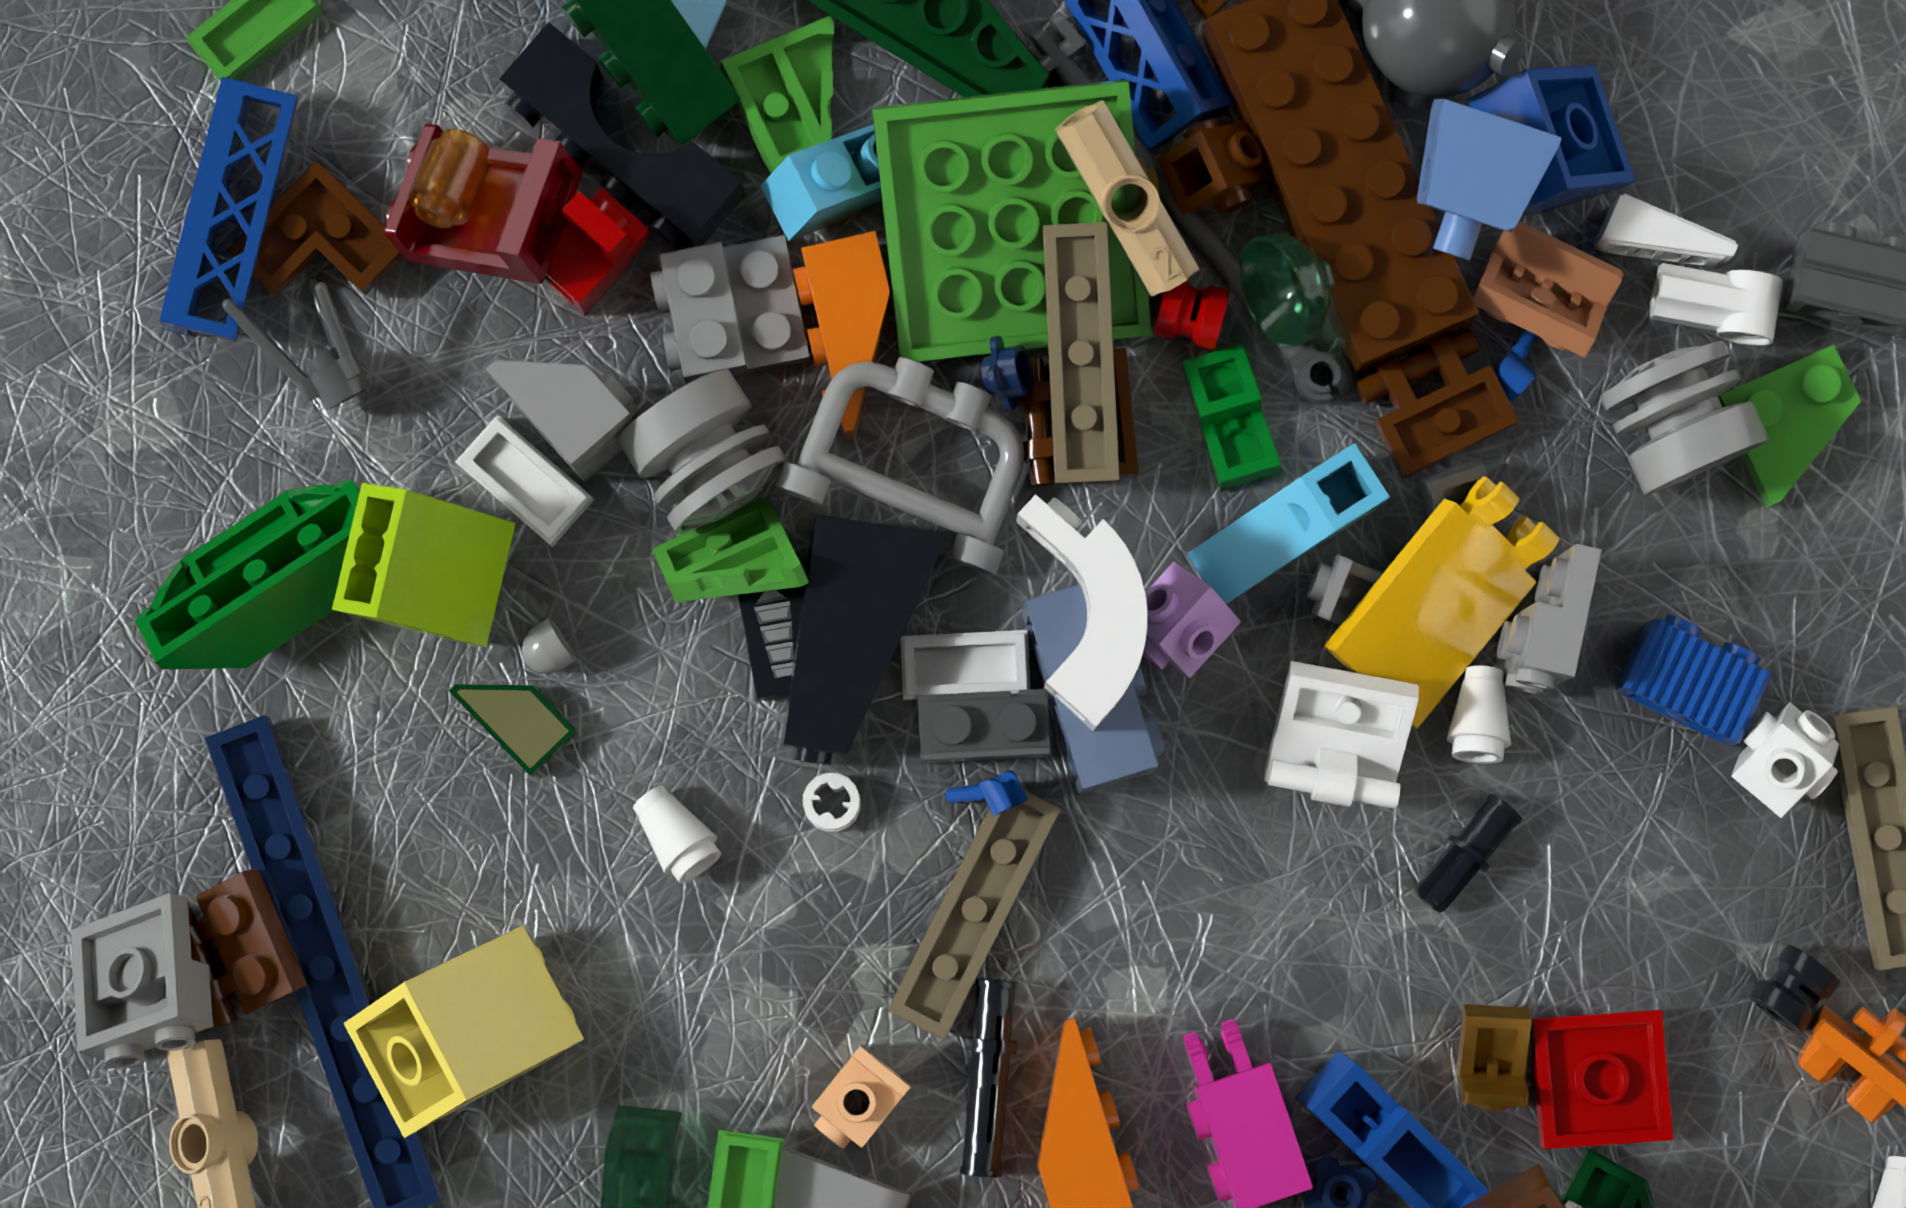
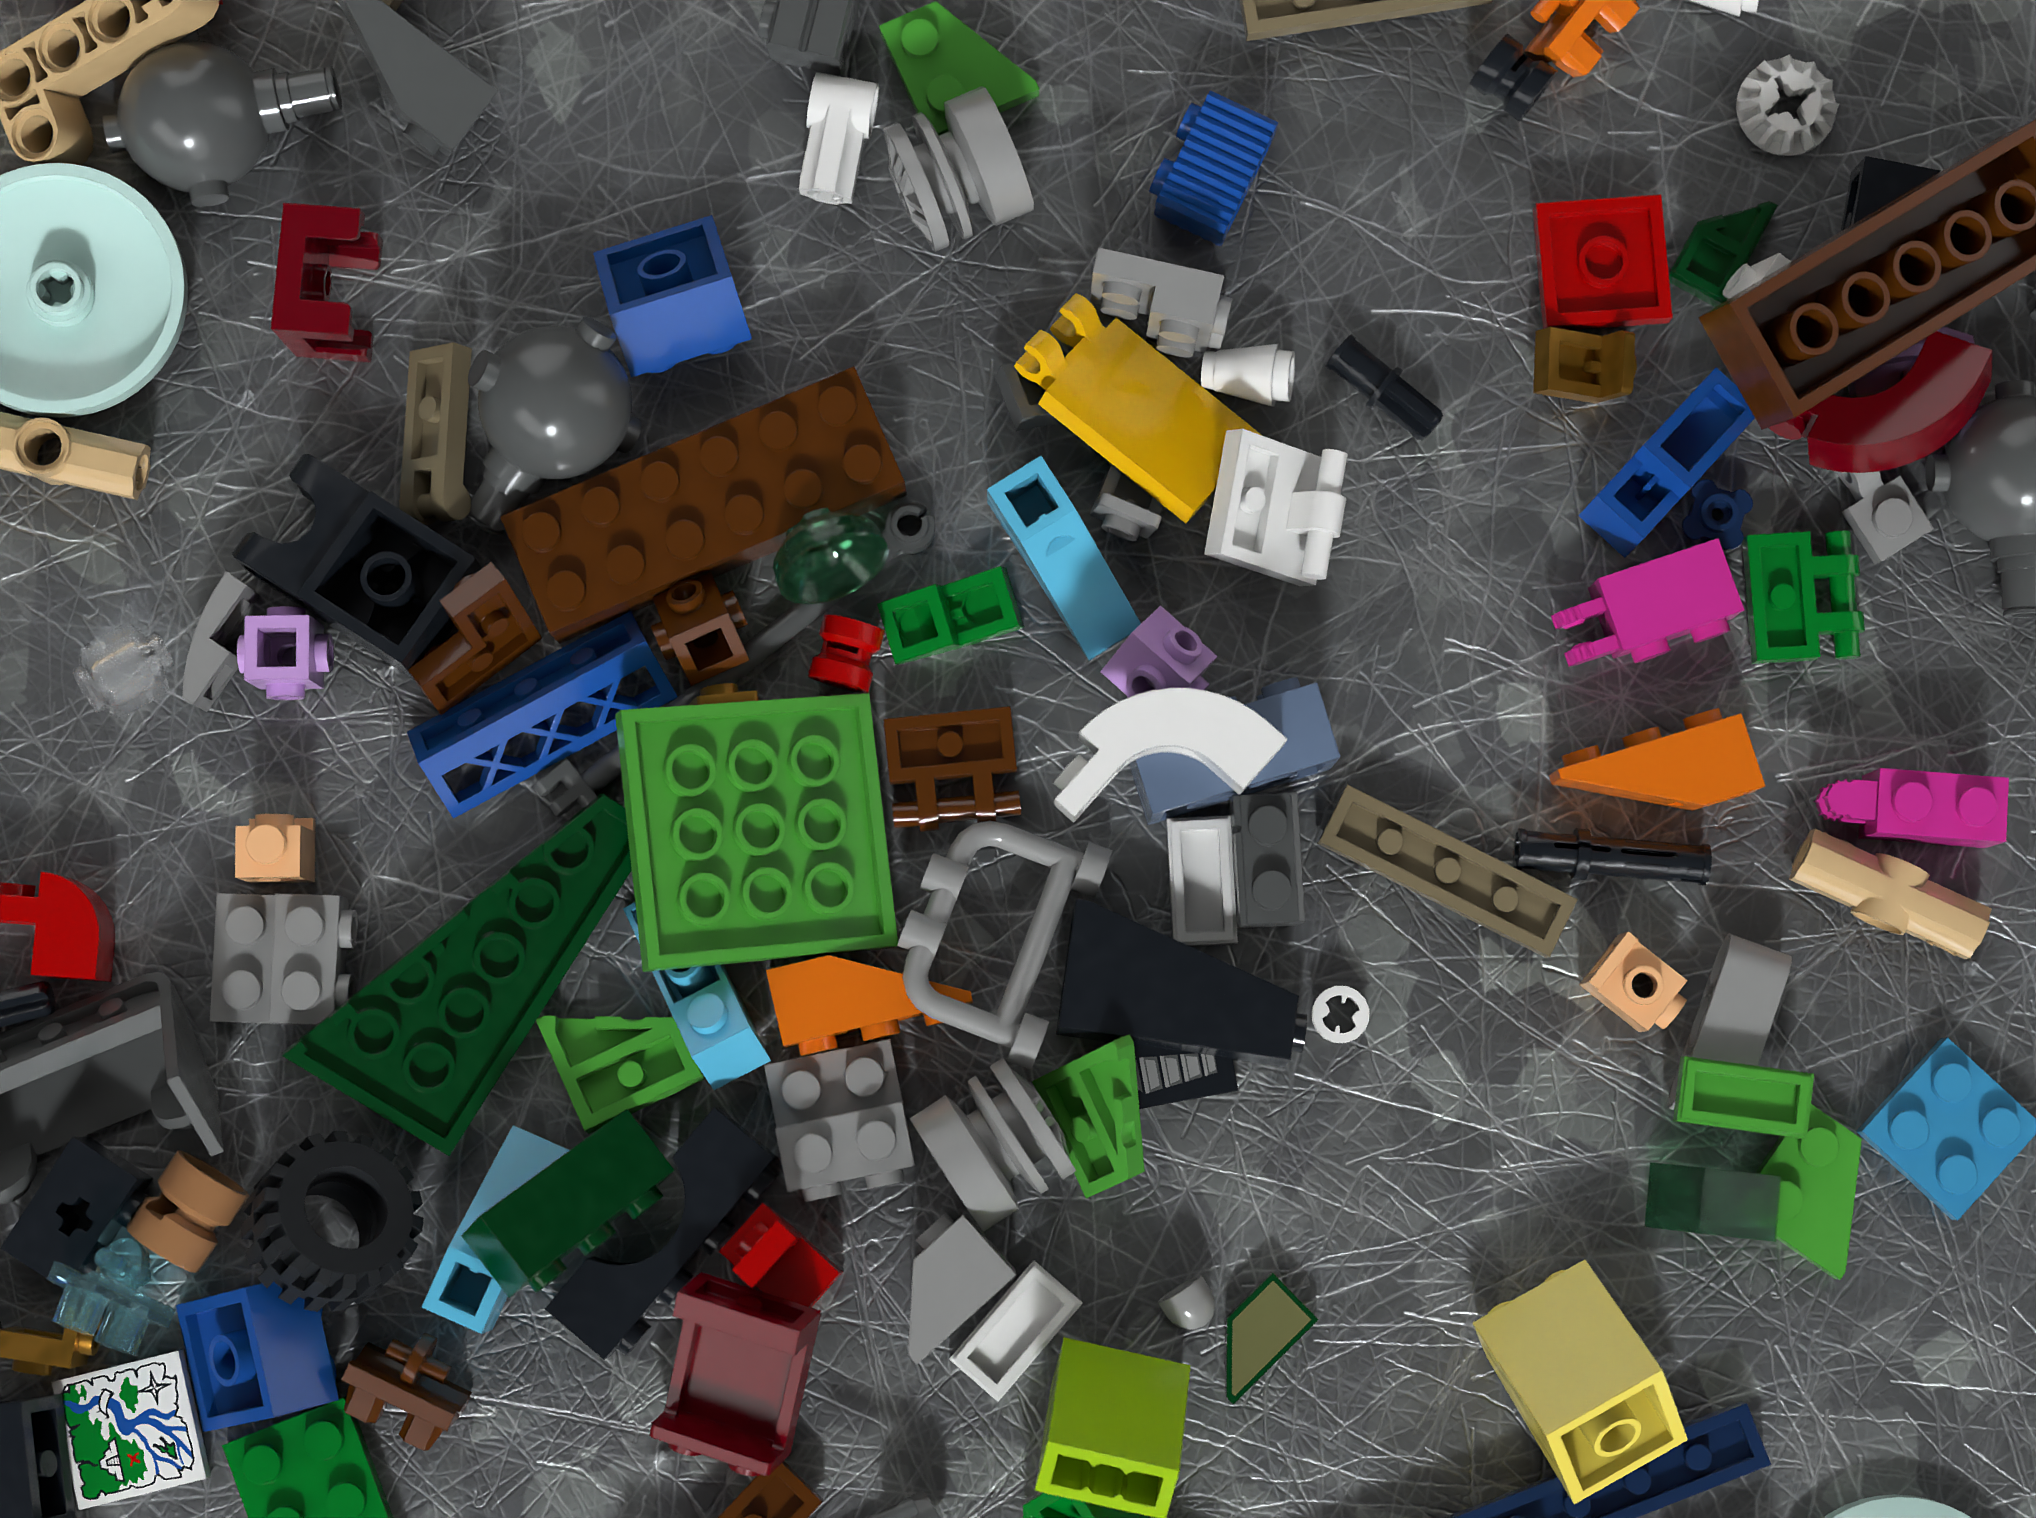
camera: 90 degrees left, 0 degrees up
(450, 178) = (710, 1408): clear orange brick -> none
(676, 835) = (1376, 1170): white cone -> none
(999, 792) = (1333, 844): blue hand -> none
(1007, 372) = (910, 836): dark blue plate -> none
(1081, 352) = (894, 760): dark tan plate -> none
(1105, 166) = (711, 730): tan piece -> none
(1444, 420) = (955, 404): reddish brown plate -> none
(1479, 172) = (718, 360): medium blue torso -> none
(1512, 371) = (906, 339): blue hand -> none
(1547, 288) = (823, 302): nougat bracket -> none
(1652, 233) = (766, 203): white slope -> none
(1787, 758) = (1291, 78): white brick -> none

